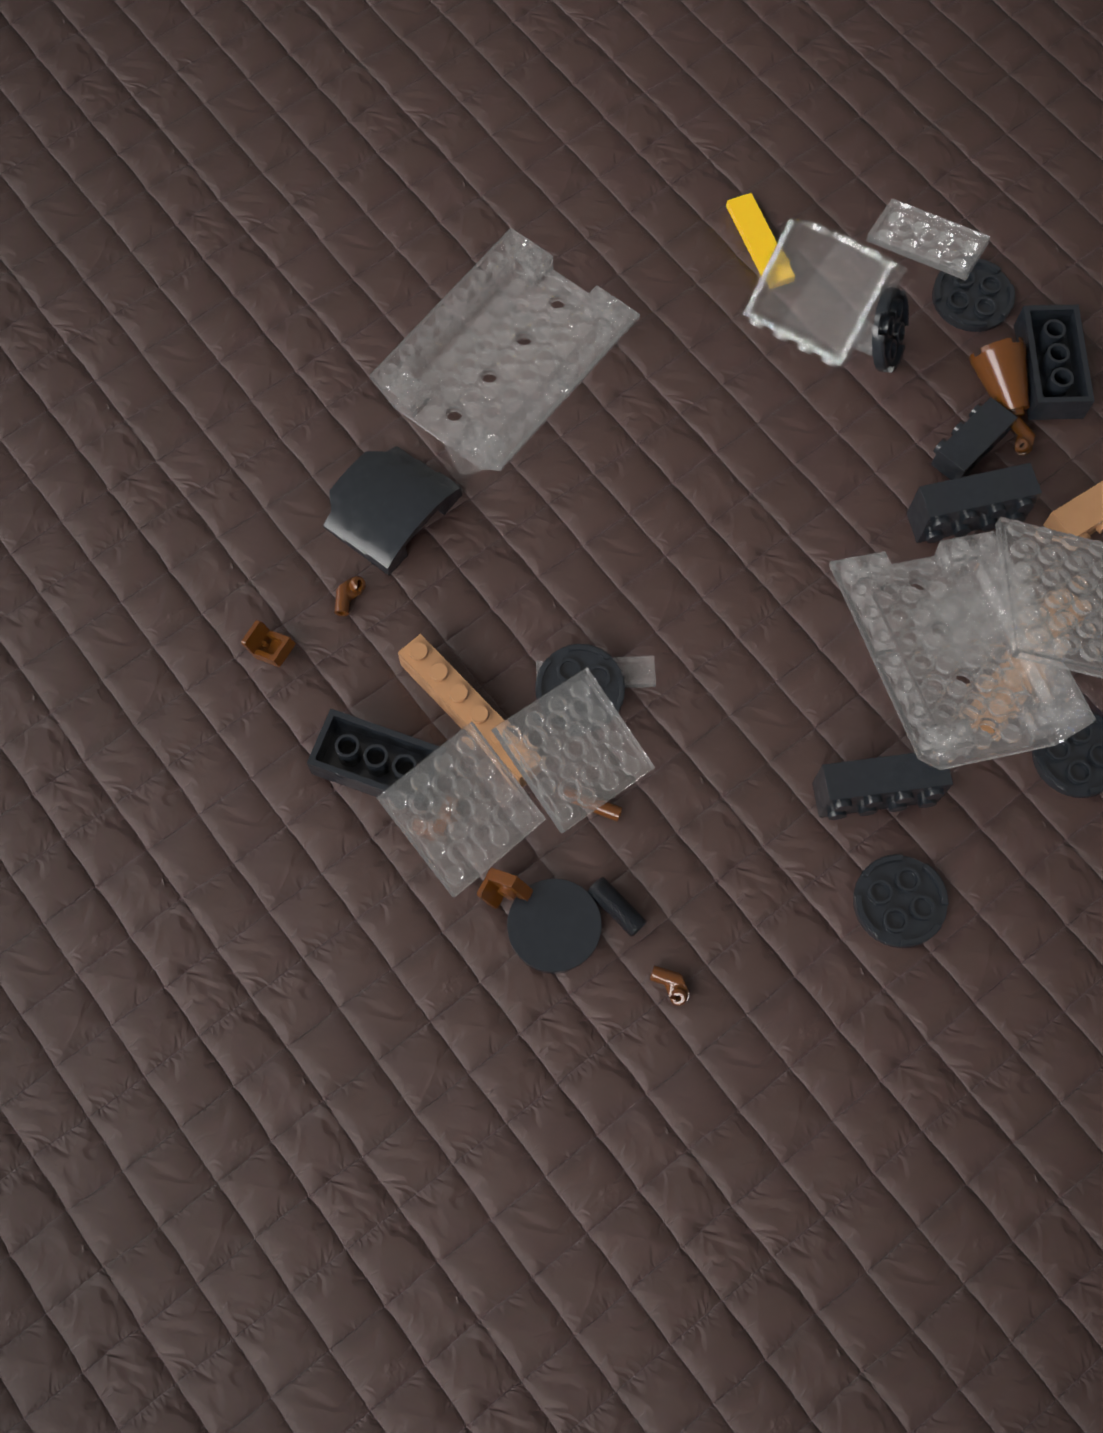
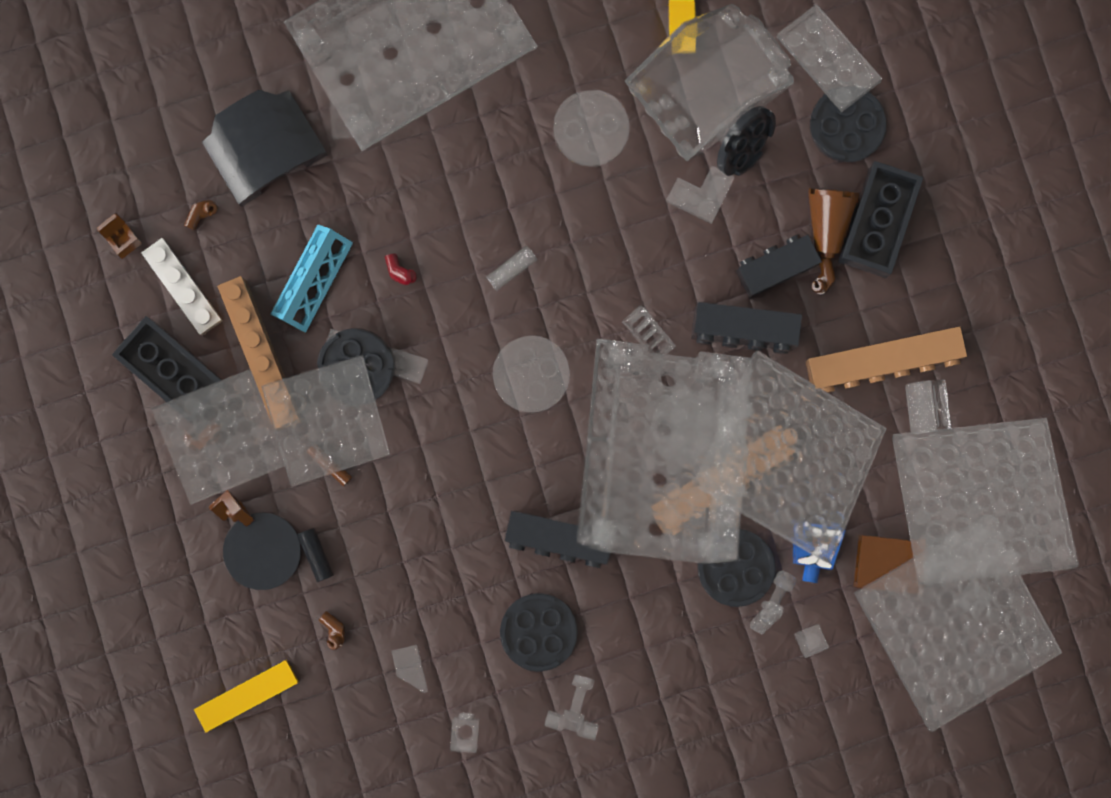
camera: 25 degrees right, 15 degrees up
(355, 676) = (181, 286): none -> white plate
(489, 612) = (304, 275): none -> medium azure fence
(585, 581) = (399, 273): none -> dark red arm
(600, 1099) = (246, 696): none -> yellow tile
(703, 533) = (515, 268): none -> clear piece
(723, 380) = (591, 128): none -> clear tile
(769, 634) = (531, 374): none -> clear tile
(775, 994) = (409, 666): none -> clear tile
(867, 407) = (702, 201): none -> clear plate
(867, 536) = (636, 315): none -> clear slope
(867, 1057) = (459, 743): none -> clear brick
(983, 981) = (572, 718): none -> clear bar

